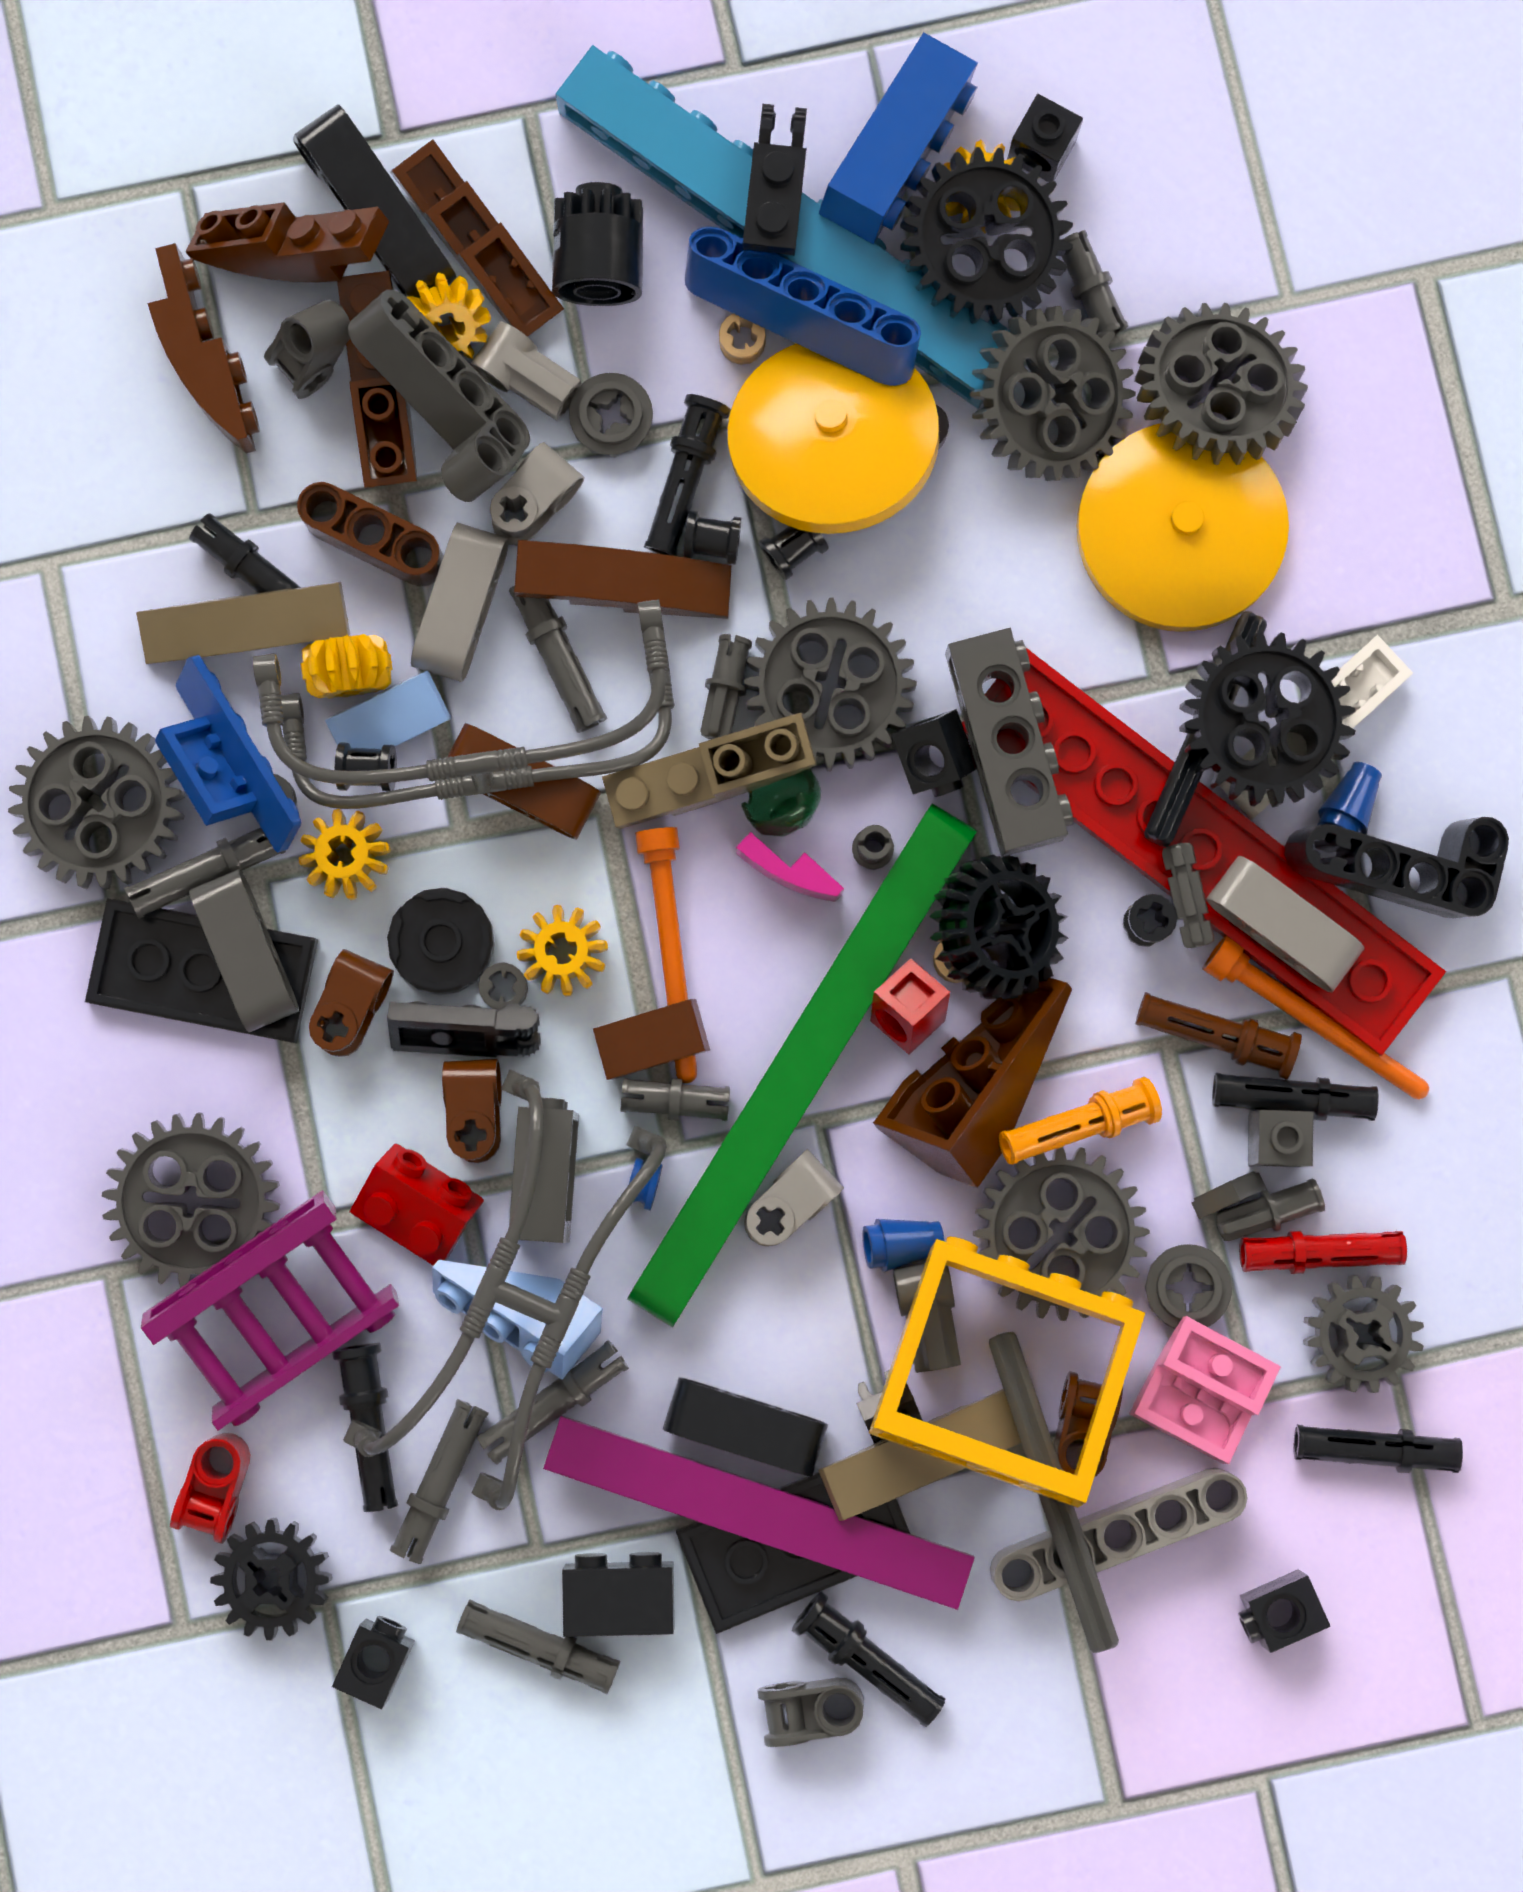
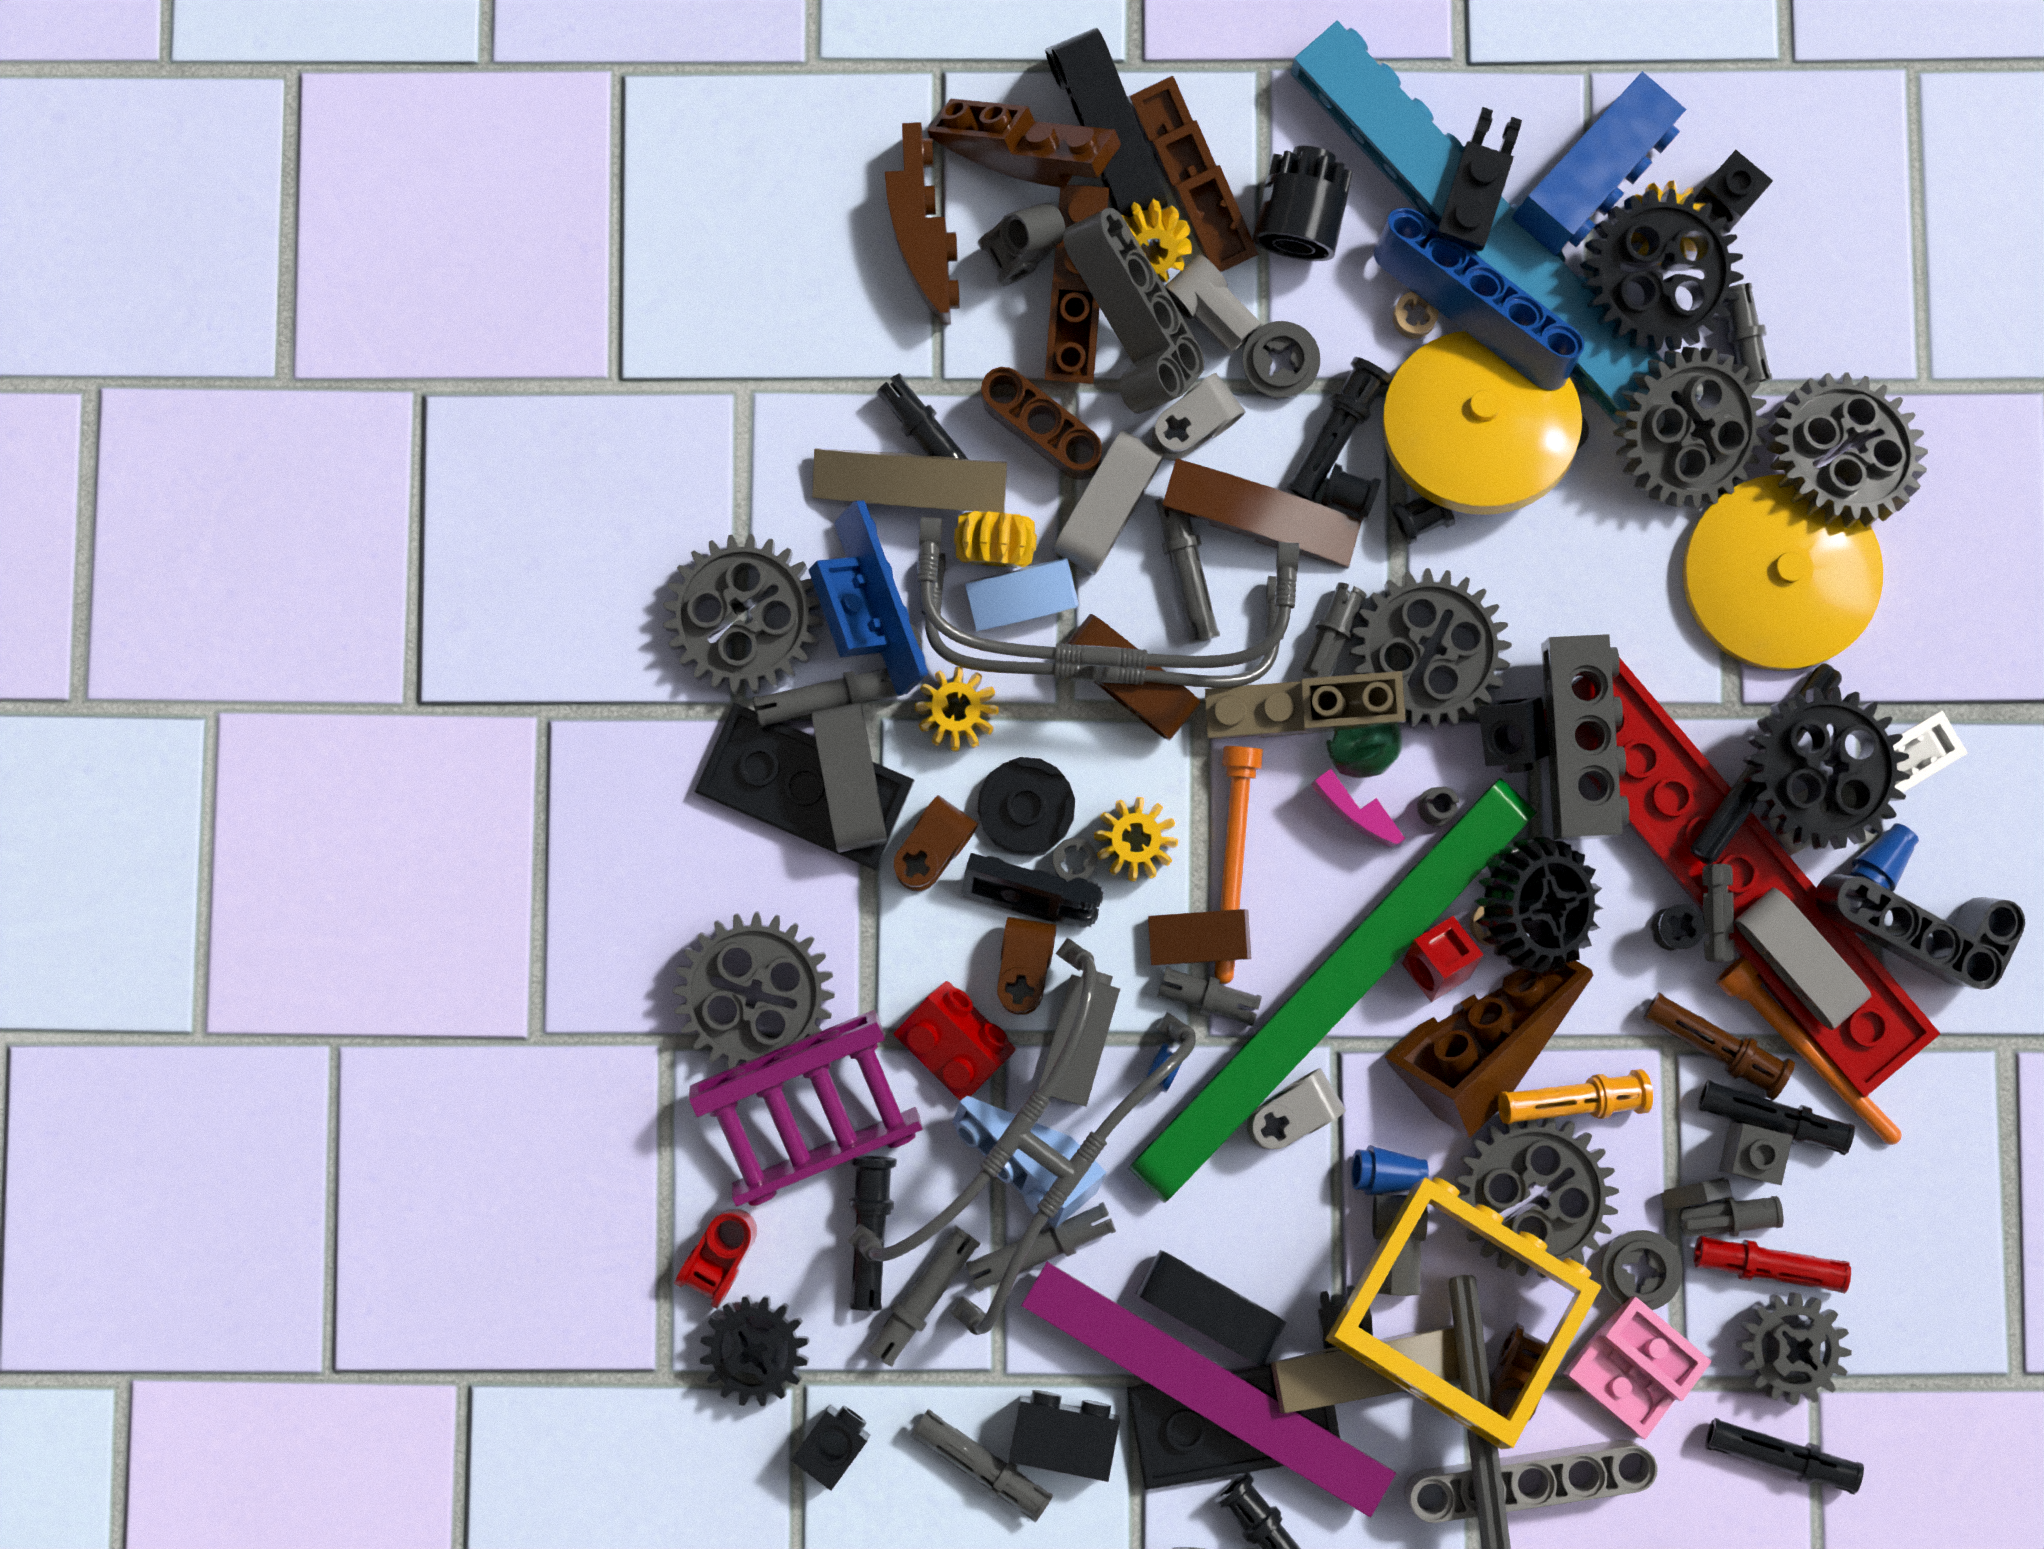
camera: 20 degrees right, 0 degrees up
(365, 760) = (994, 629): black bush -> none

